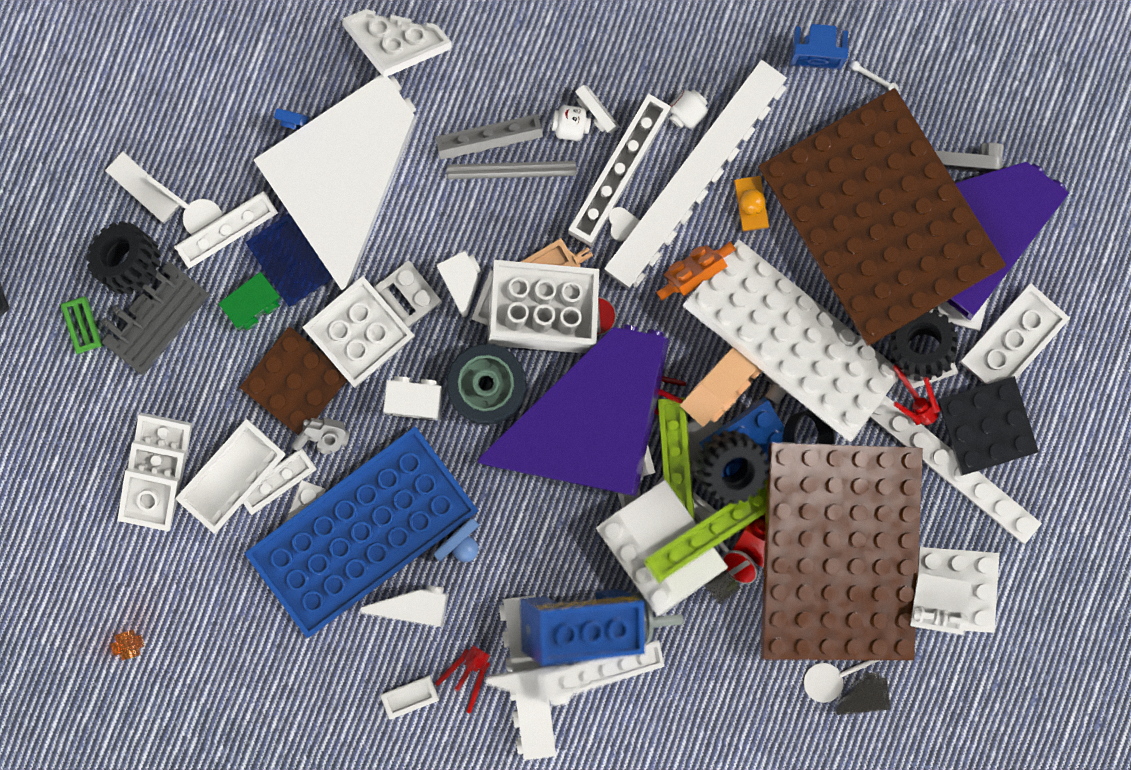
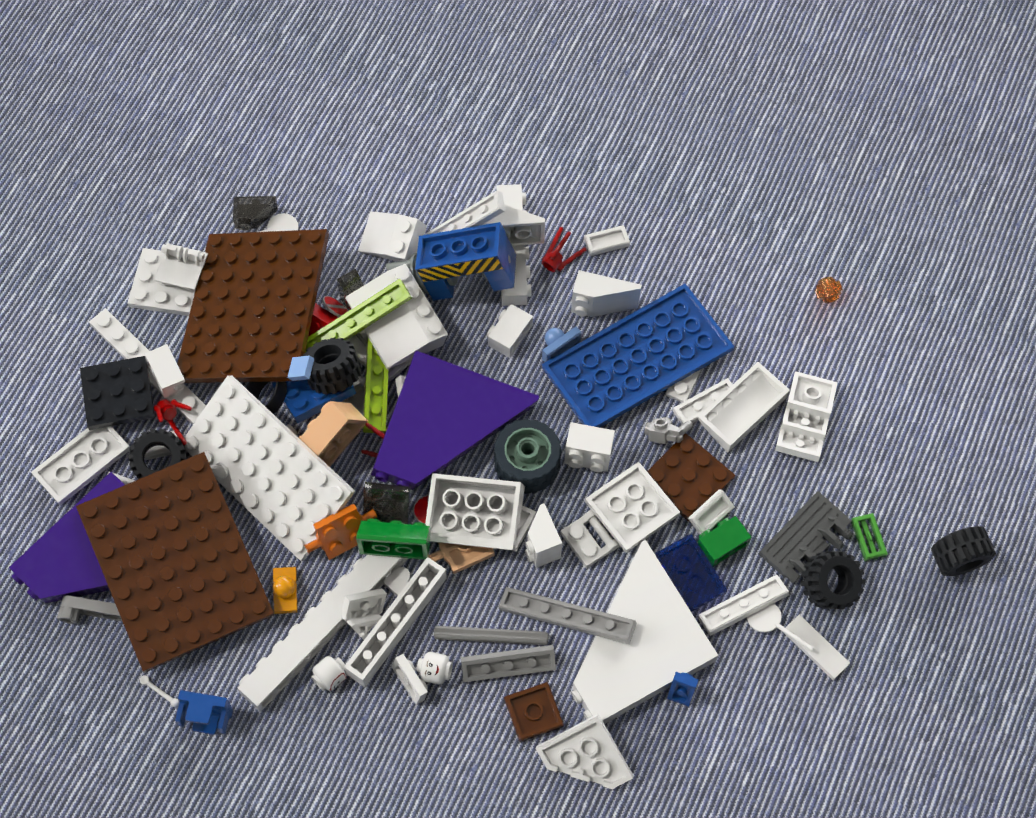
camera: 175 degrees left, 20 degrees down
(266, 337) = (711, 512): none -> white tile
(426, 193) = (568, 615): none -> light grey tile
(457, 88) = (533, 712): none -> reddish brown tile
(522, 554) = (509, 330): none -> white brick
(631, 257) = (393, 539): none -> green slope
(646, 308) = (387, 501): none -> clear smoke plate
(657, 180) = (363, 610): none -> white slope
(681, 666) = (391, 236): none -> white slope
(767, 449) = (300, 368): none -> light blue tile
(934, 455) = (165, 370): none -> white hinge

